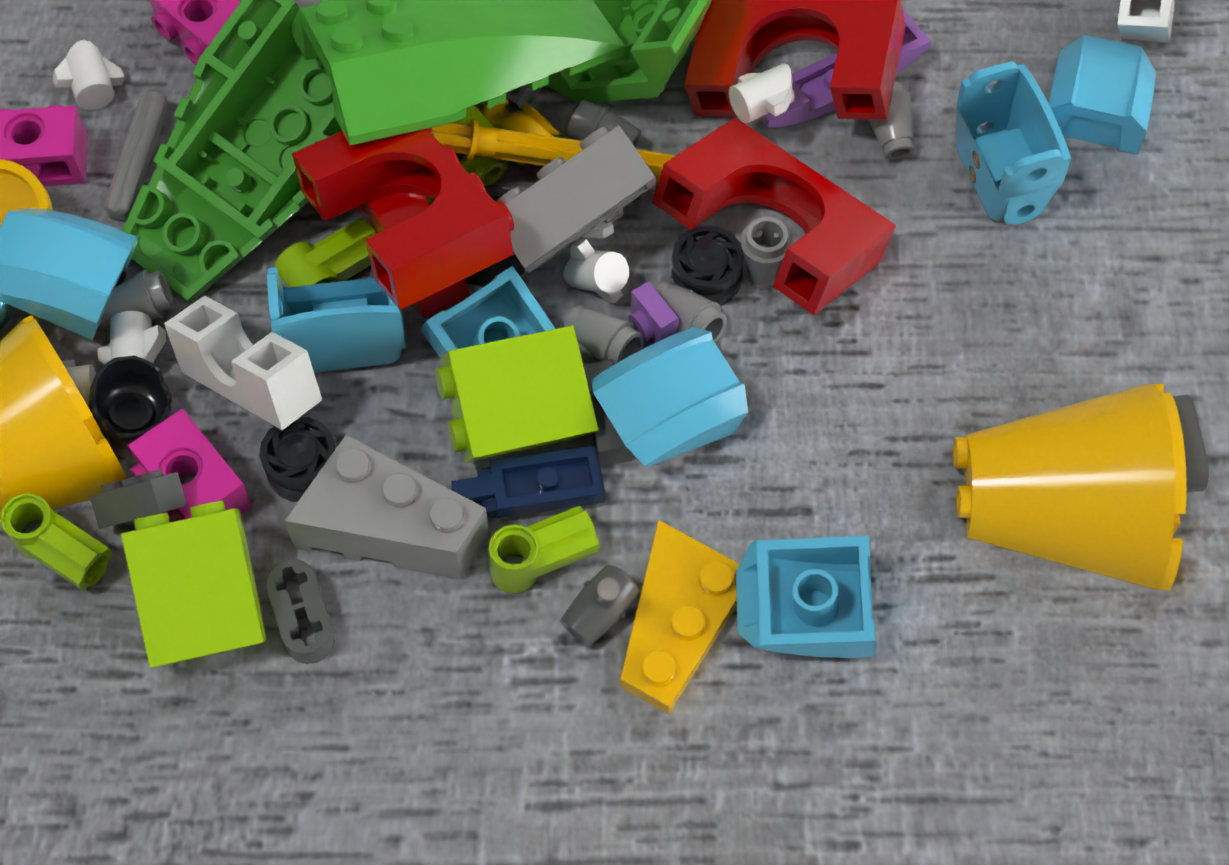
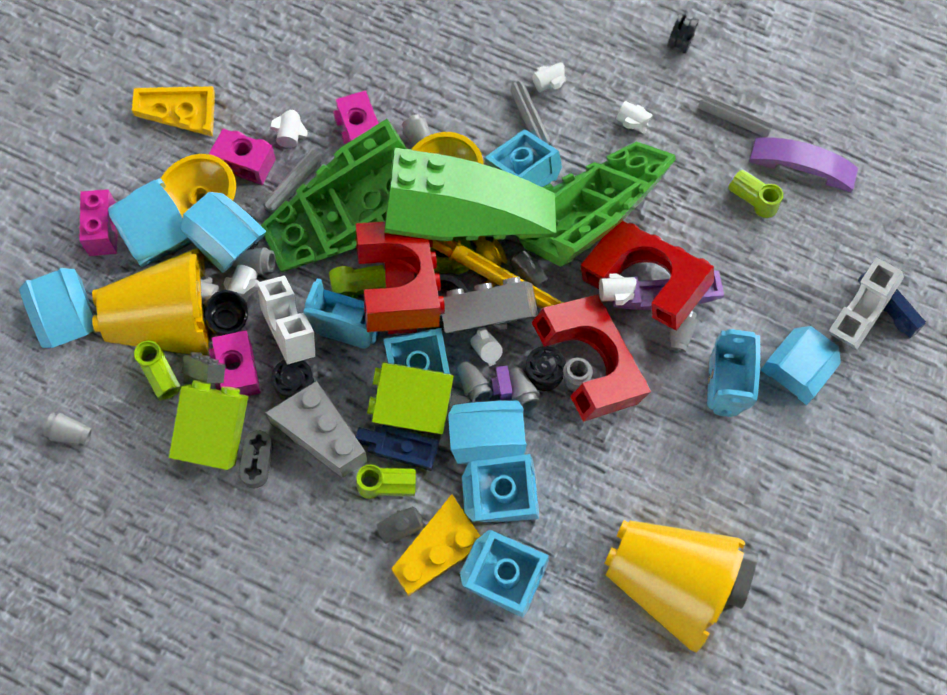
camera: 20 degrees right, 5 degrees up
(735, 476) = (500, 489): none -> medium azure slope

